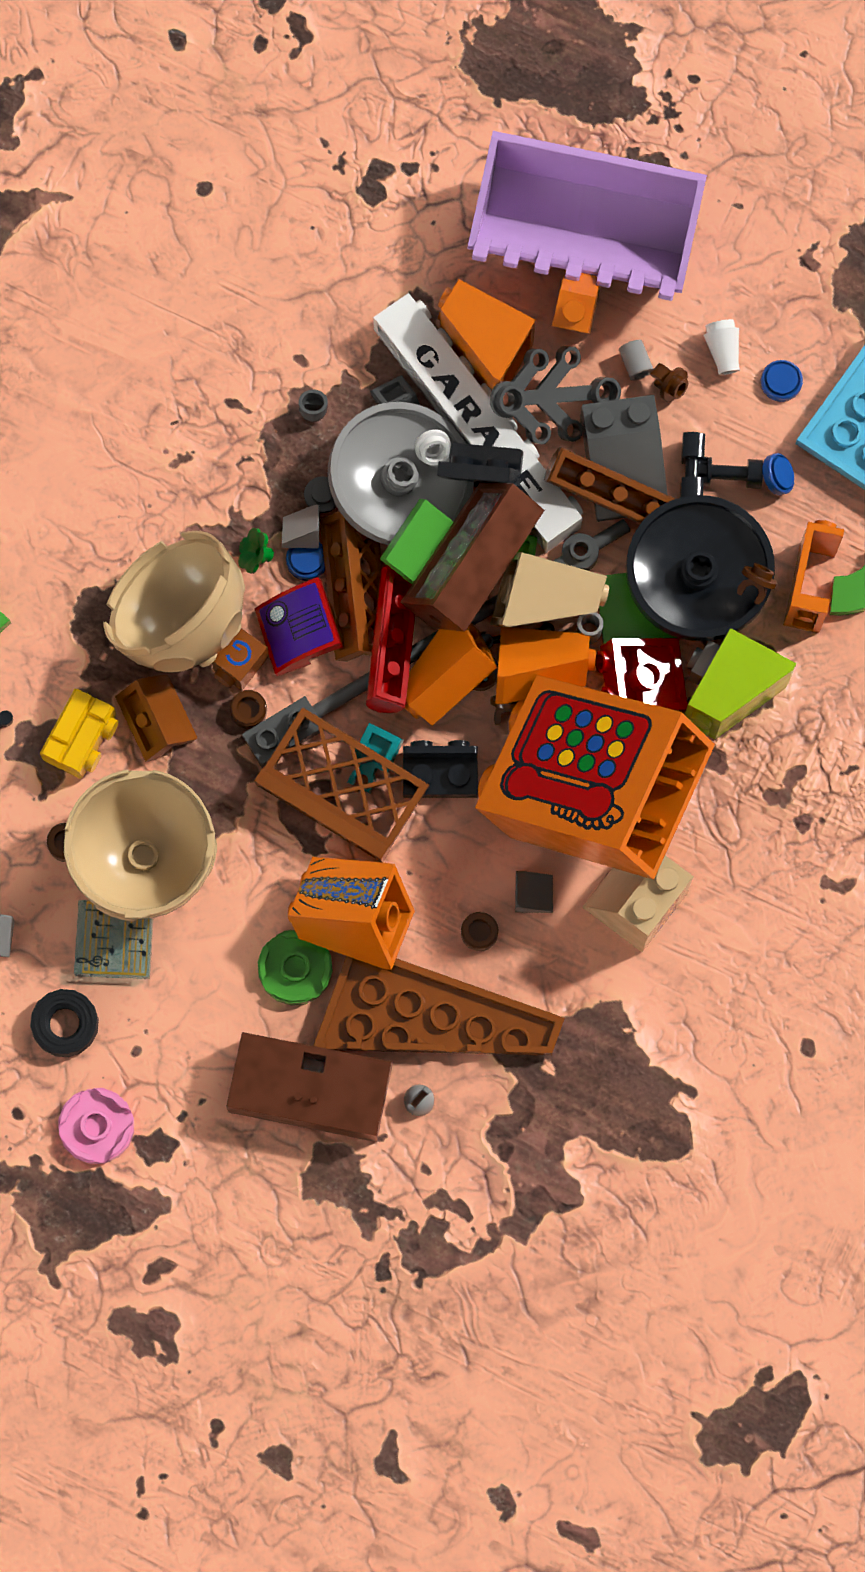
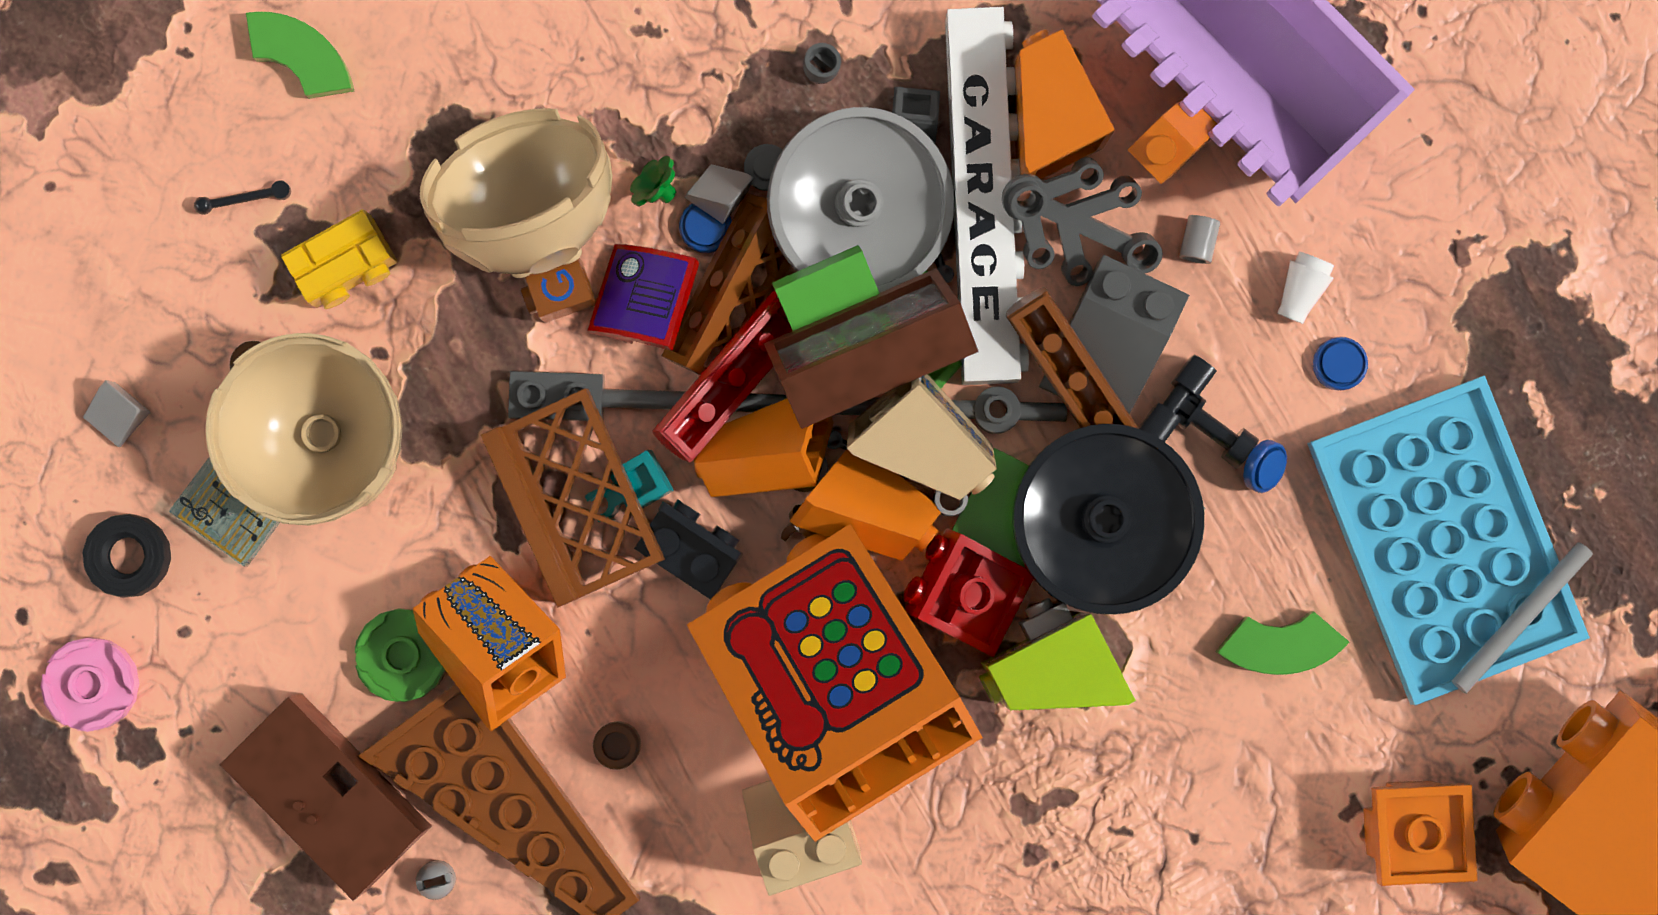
camera: 35 degrees right, 10 degrees up
(155, 716) = (434, 294): dark orange panel -> none
(248, 709) = (536, 348): reddish brown tile -> none
(433, 454) = (913, 196): white plate -> none
(482, 464) = (950, 253): black bracket -> none
(533, 892) = (700, 743): dark grey slope -> none
(671, 383) = (1219, 291): reddish brown plate -> none
(759, 577) = (1162, 578): reddish brown plate -> none
(805, 610) = (1181, 626): orange panel -> none

